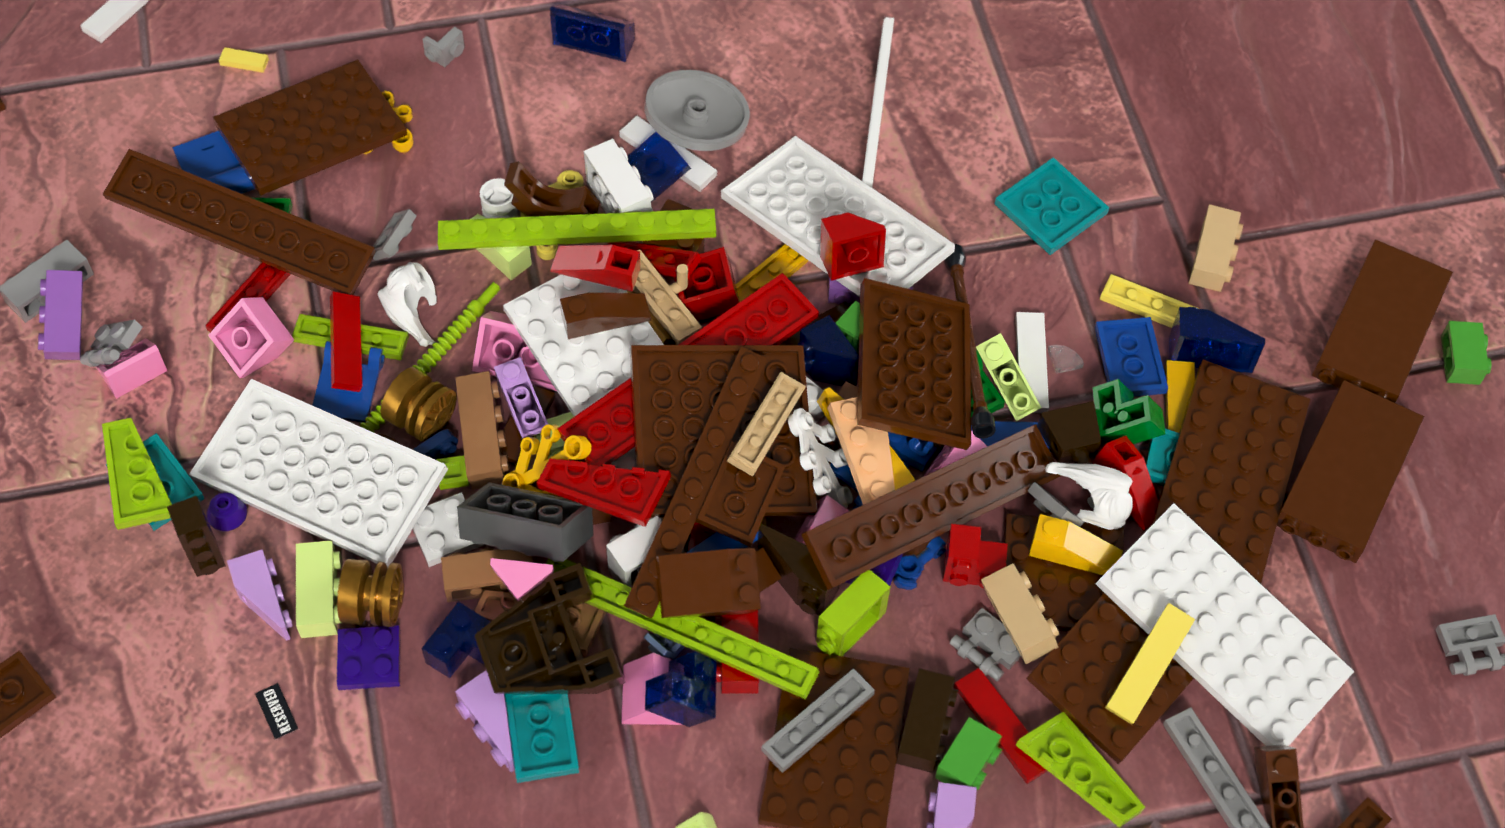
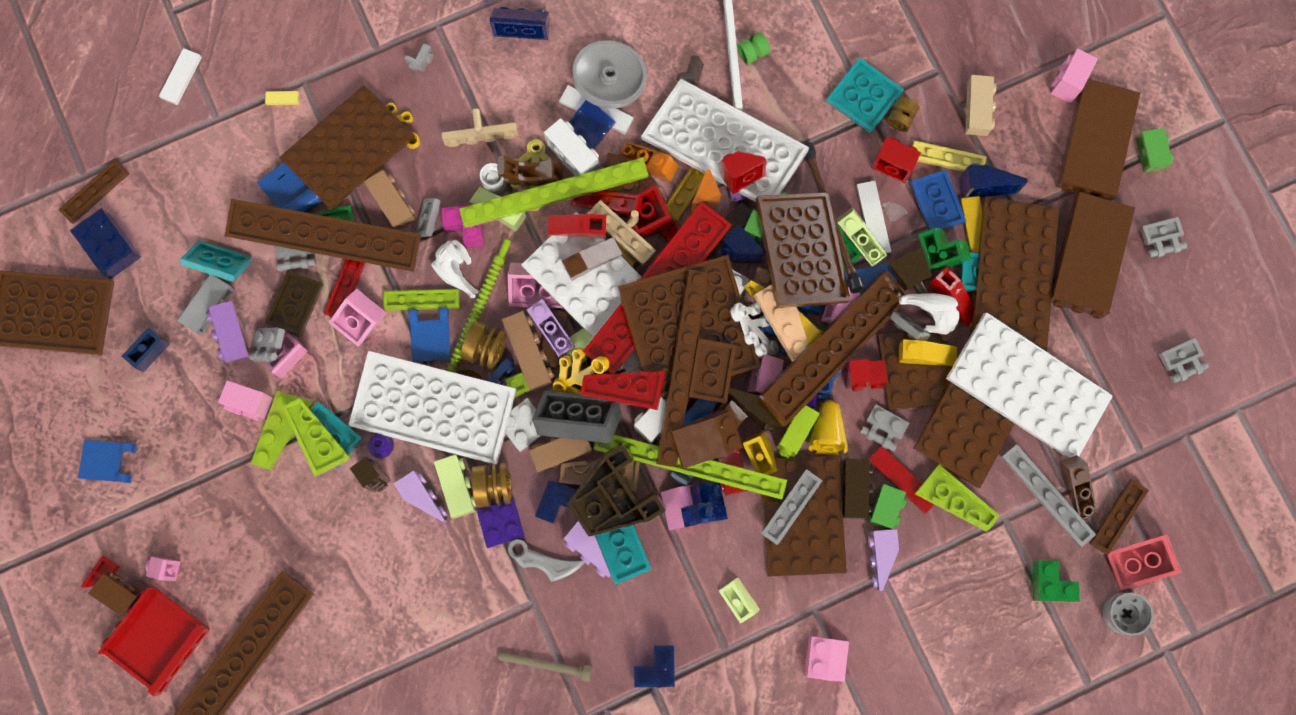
camera: 10 degrees left, 20 degrees up
(54, 407) = (246, 400): none -> bright pink brick
(78, 467) = (275, 432): none -> lime wing
(80, 227) = (215, 260): none -> teal plate
(170, 303) = (294, 303): none -> dark brown plate
(183, 241) = (287, 254): none -> light grey plate
(276, 711) = (453, 571): black sticker -> none
(345, 342) = (421, 308): red tile -> none
(347, 202) = (390, 200): none -> medium nougat brick
(429, 737) = (553, 567): none -> light grey piece
(447, 265) = (452, 222): none -> dark pink brick
(497, 147) = (479, 133): none -> tan plate
(520, 576) = (586, 458): bright pink slope -> none
(734, 229) = (657, 163): none -> orange slope
(766, 424) = (718, 319): tan tile -> none
(789, 631) = (760, 453): none -> yellow slope
(797, 268) = (707, 192): none -> orange slope
(816, 130) = (694, 71): none -> clear smoke tile
(900, 628) = (828, 431): none -> yellow cone
(906, 118) = (754, 47): none -> bright green wheel
(1021, 613) = (902, 407): tan brick -> none
(1078, 287) = (896, 159): none -> red brick
(1101, 236) = (903, 114): none -> pearl gold wheel
(1150, 663) = (989, 425): light yellow tile -> none
(1356, 232) = (1073, 75): none -> bright pink brick
(1464, 461) = (1163, 231): none -> light grey plate

